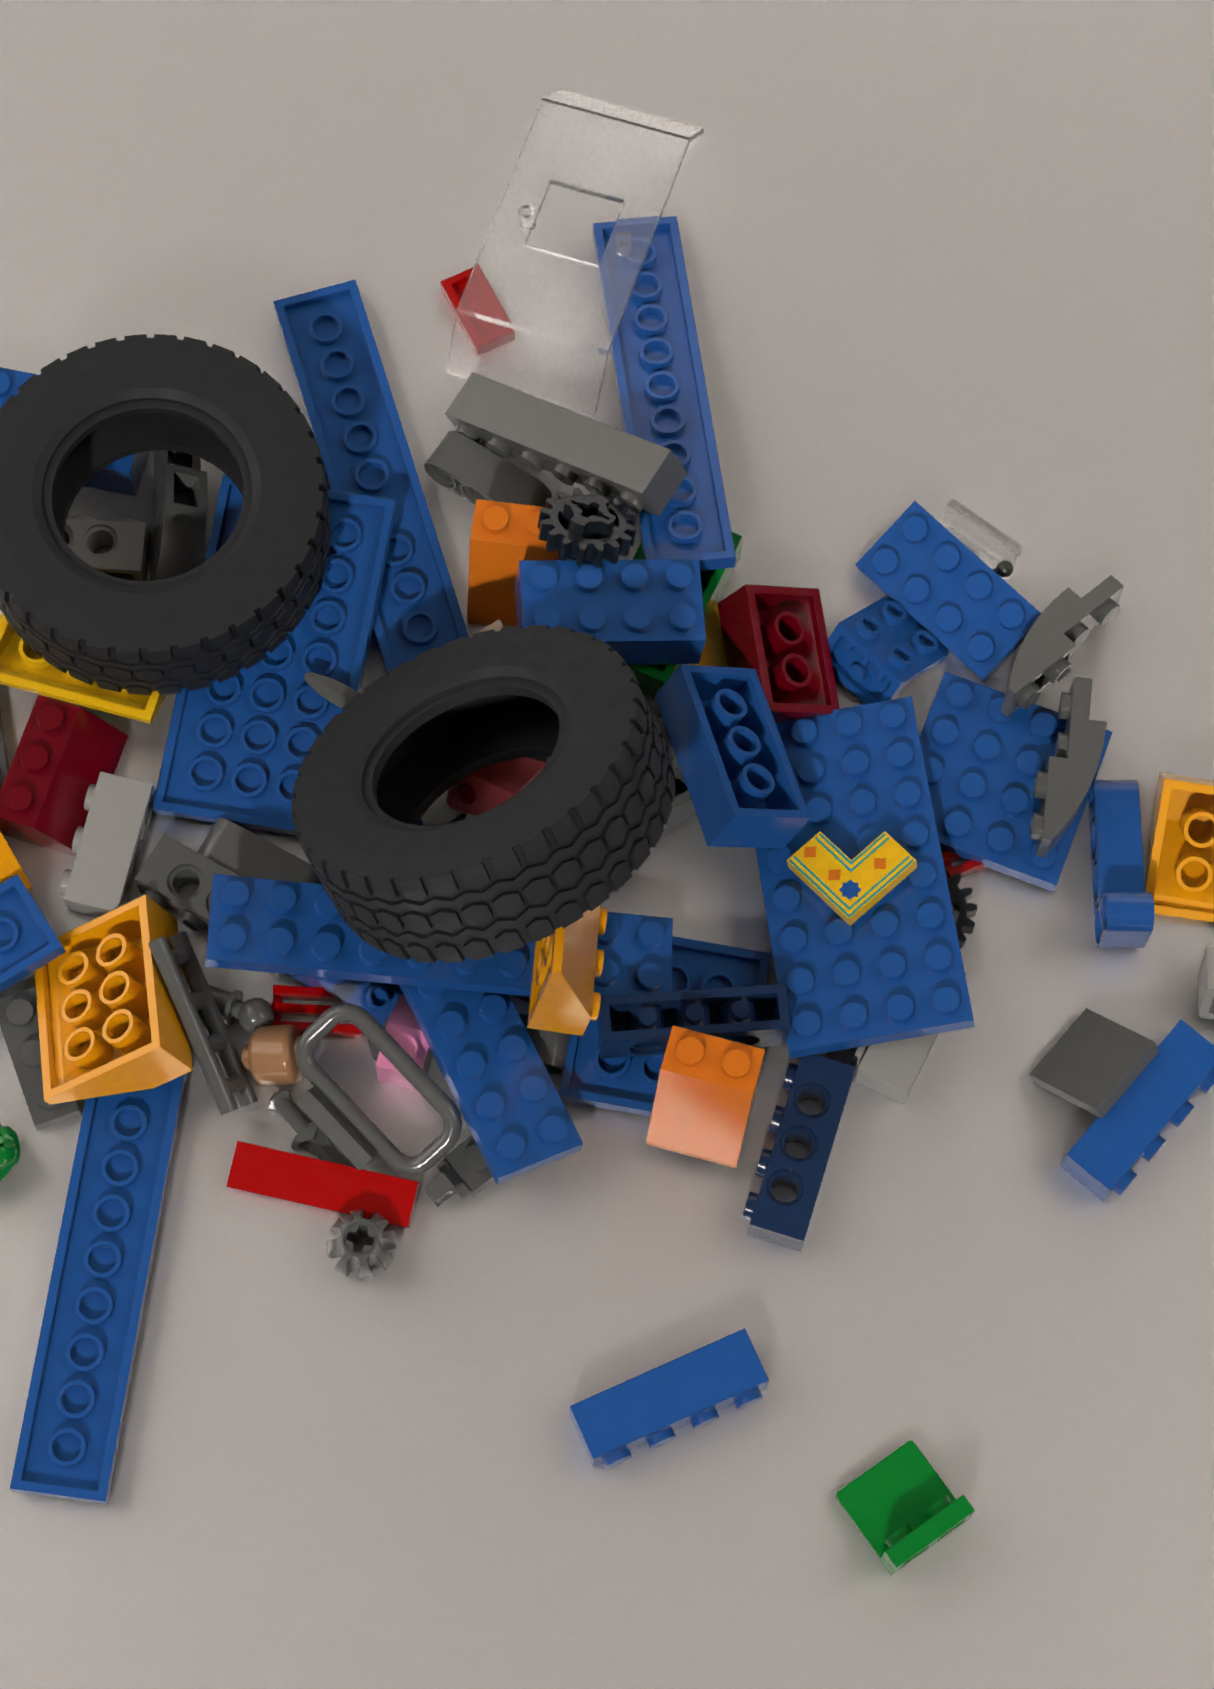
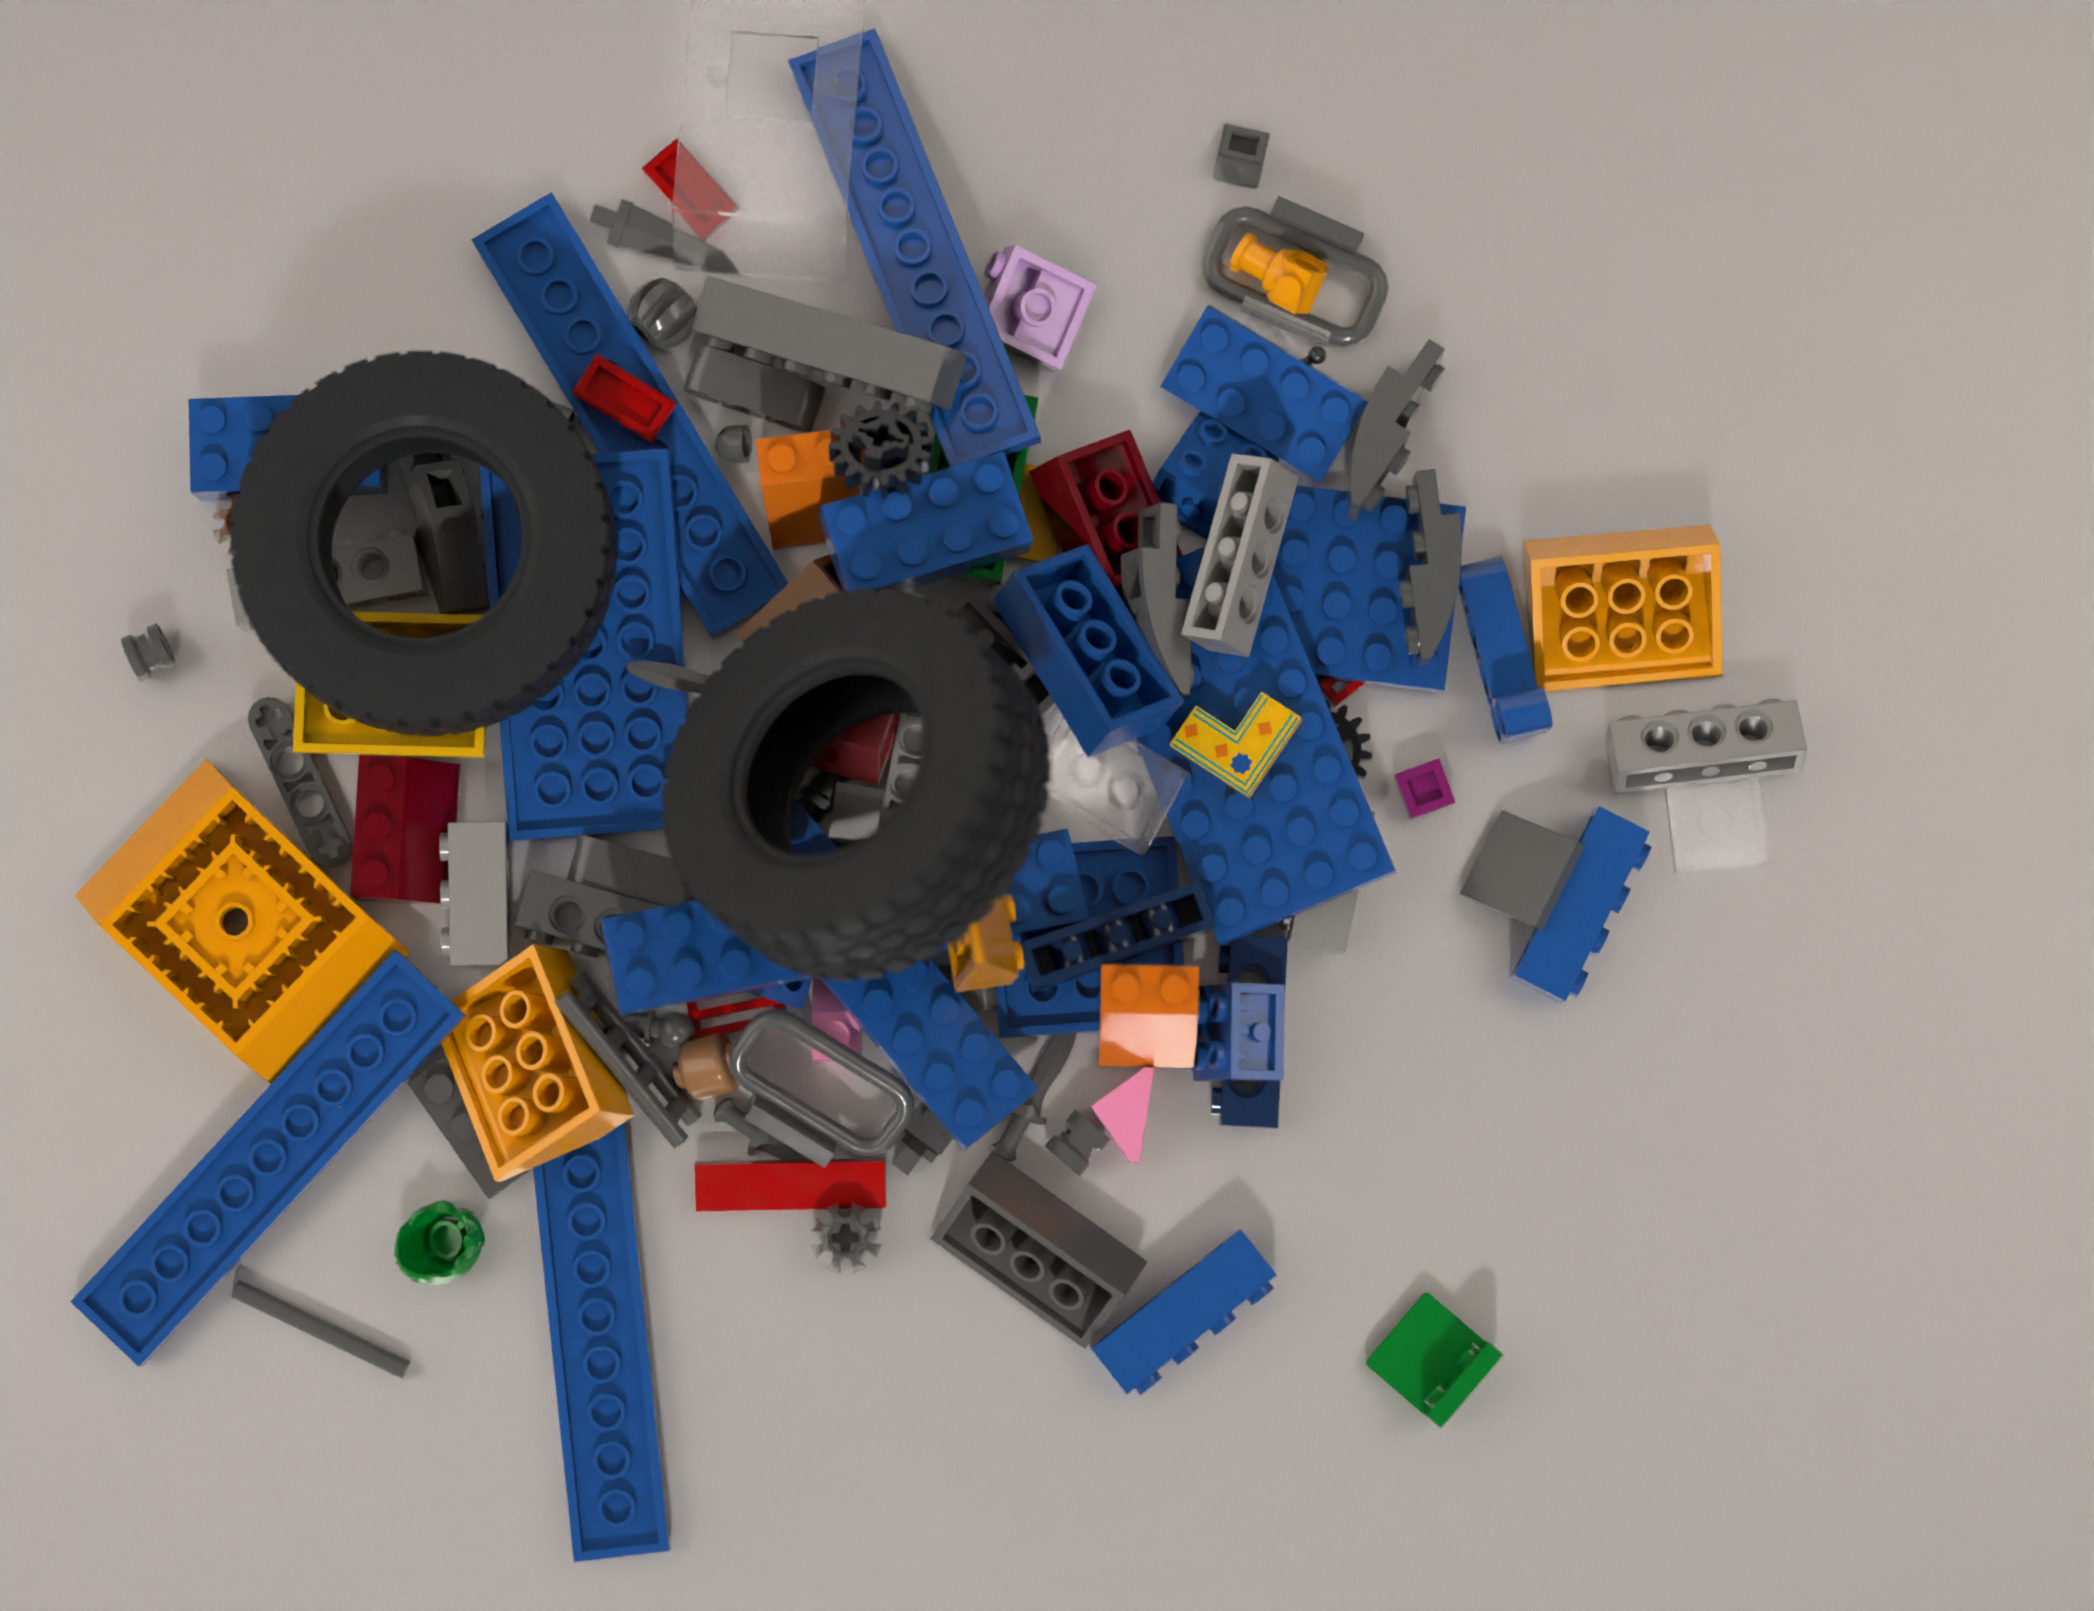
camera: 15 degrees left, 15 degrees up
(369, 458) = (624, 398): none -> red tile
(420, 330) = (636, 229): none -> dark grey bar
(423, 398) = (662, 313): none -> dark grey piece
(457, 523) = (734, 444): none -> dark grey hinge
(543, 1303) = (1039, 1250): none -> dark grey slope
(569, 1169) = (1029, 1112): none -> dark grey sword
(602, 1214) = (1077, 1142): none -> dark grey wheel
(659, 1194) = (1125, 1112): none -> bright pink slope
(721, 888) = (1115, 791): none -> clear tile
(761, 468) = (1035, 304): none -> lavender plate
(788, 1140) = (1240, 1032): none -> blue bracket
(803, 720) = (1149, 591): none -> dark grey slope
(893, 706) = (1240, 555): none -> light grey brick
(974, 395) = (1241, 156): none -> dark grey slope
(989, 494) = (1288, 276): none -> light orange connector
(1017, 970) = (1424, 789): none -> magenta plate
(1025, 467) = (1312, 233): none -> dark grey bar

